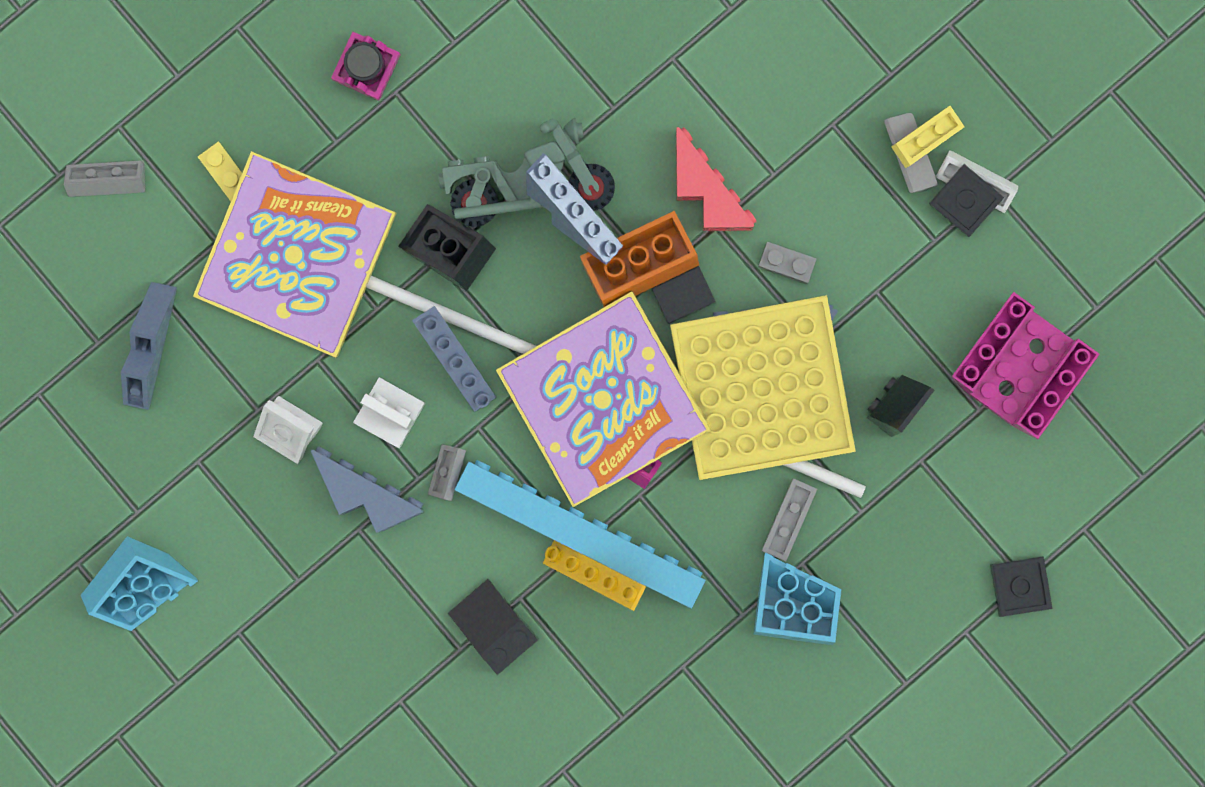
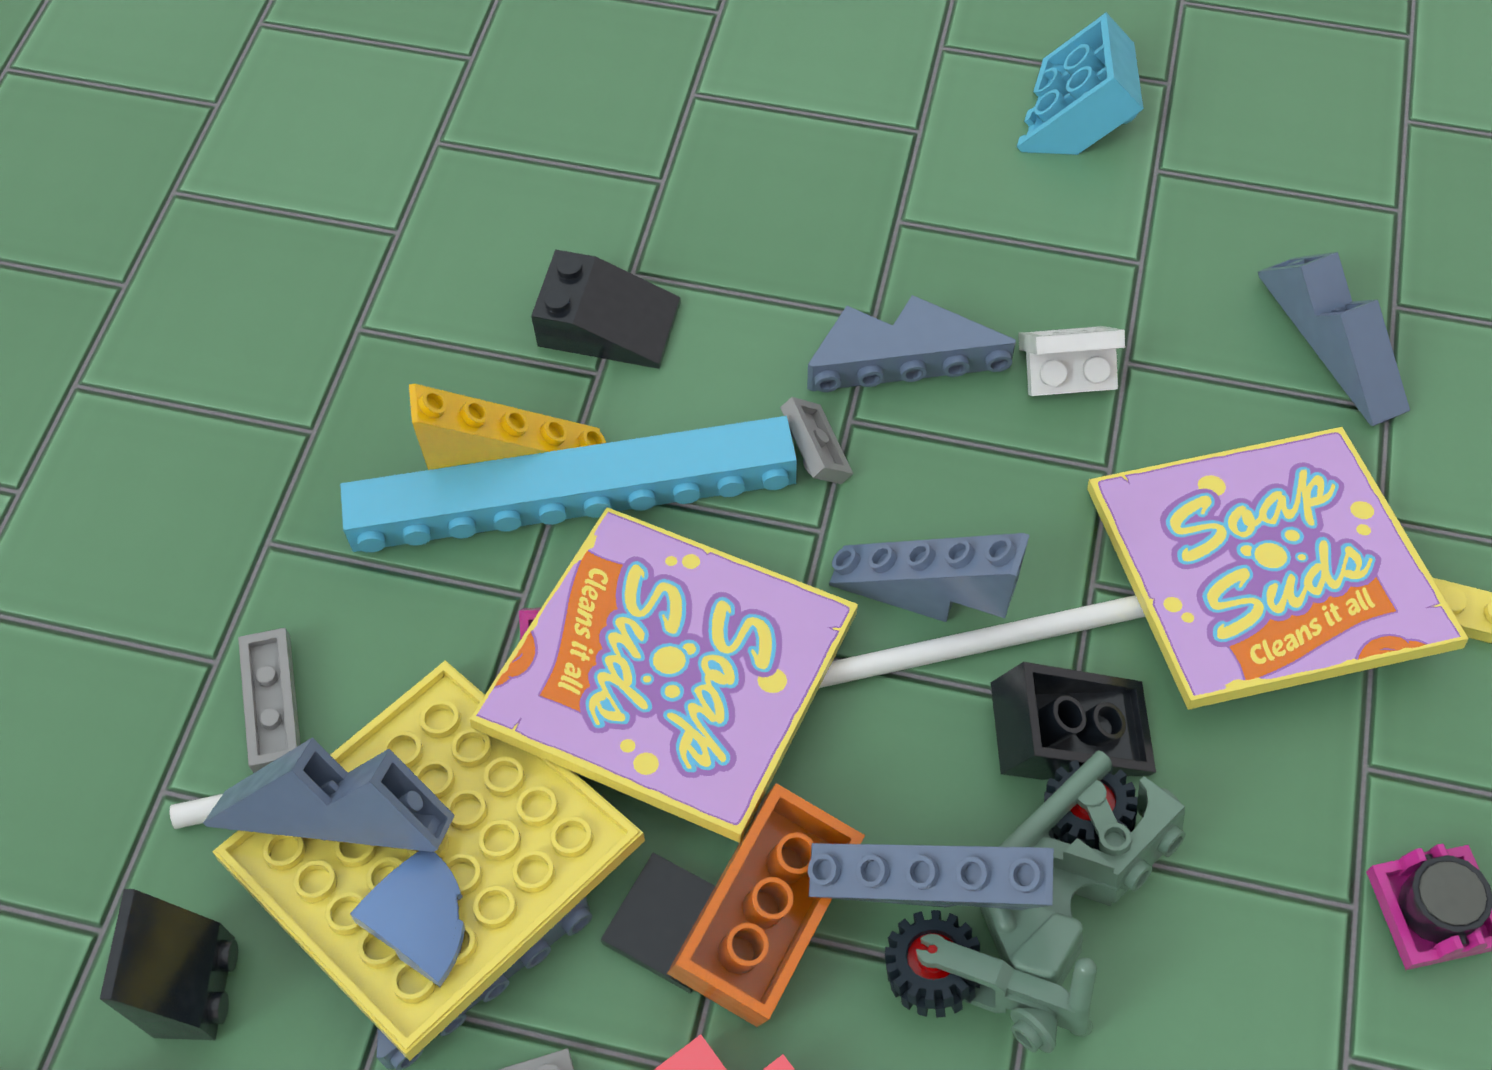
camera: 140 degrees right, 25 degrees down
(389, 412) = (958, 465): white bracket -> none
(786, 351) = (417, 915): none -> medium blue brick
(795, 604) = (181, 580): medium azure wedge -> none
(797, 432) = (318, 799): none -> sand blue slope

